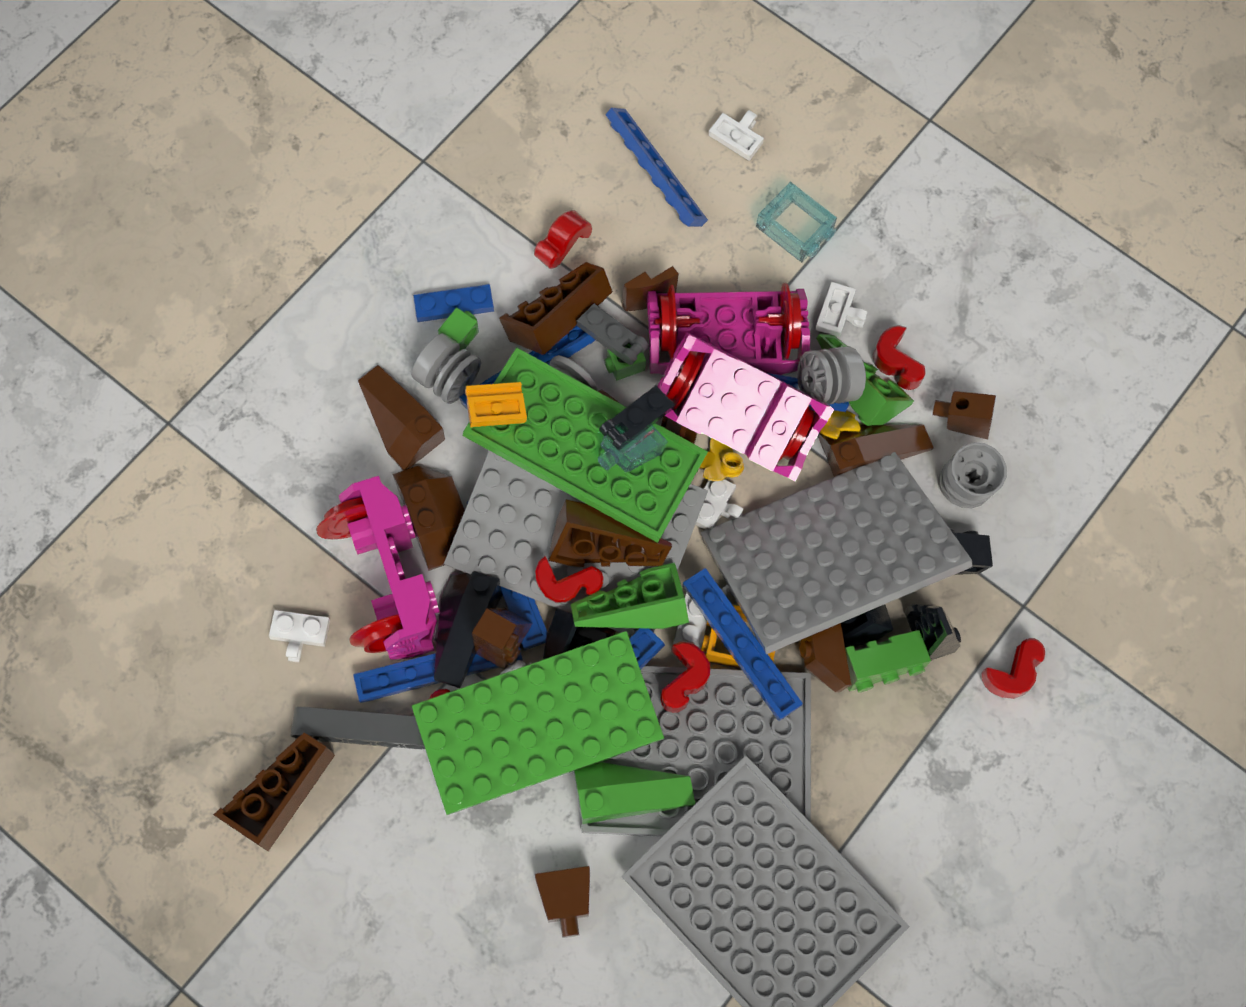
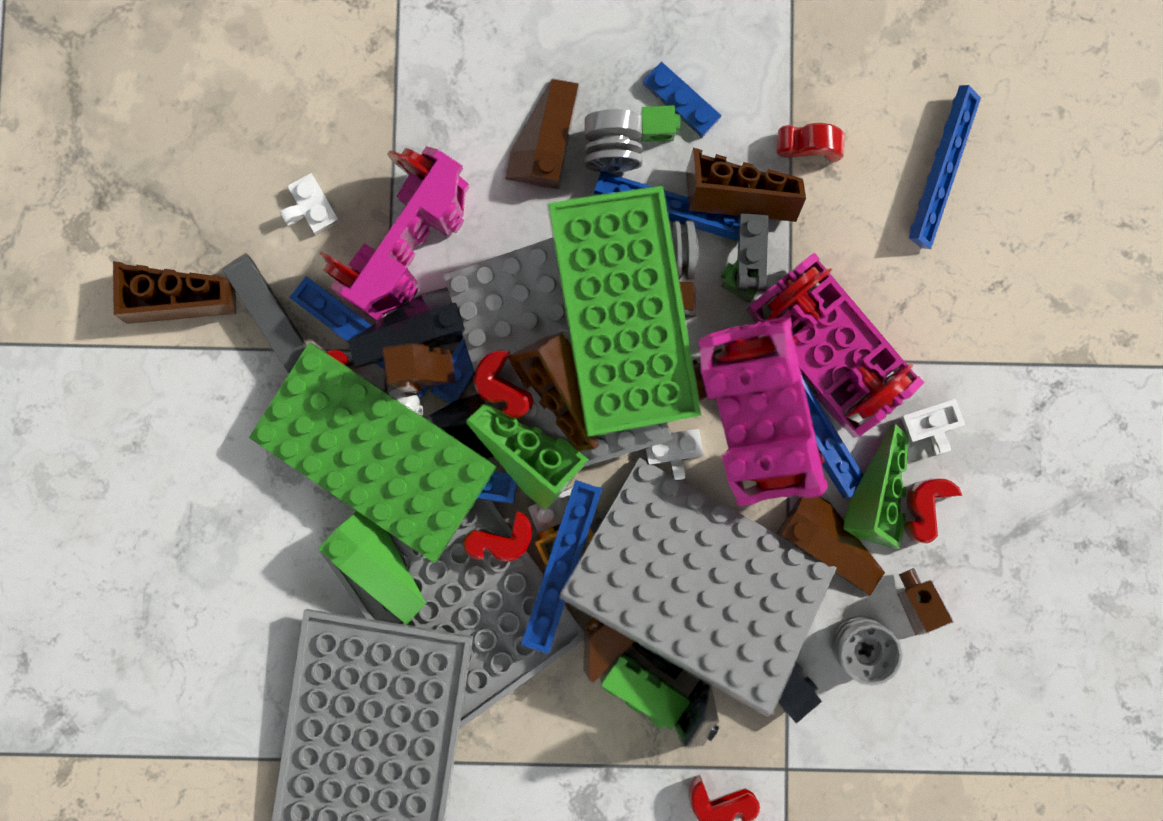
camera: 55 degrees right, 15 degrees up
(433, 511) = (487, 226): reddish brown wedge -> none
(495, 404) = (592, 210): light orange plate -> none
(565, 897) = (260, 576): reddish brown torso -> none
(636, 290) = (810, 242): reddish brown slope -> none
(636, 453) = (651, 347): clear light blue torso -> none
(637, 417) = (673, 337): black plate -> none
(721, 462) = (707, 426): yellow plate -> none
(737, 135) = (1033, 212): white plate -> none
(784, 238) = (966, 304): clear light blue window -> none
(832, 374) = (859, 467): light grey wheel -> none
(839, 422) = (829, 503): yellow plate -> none

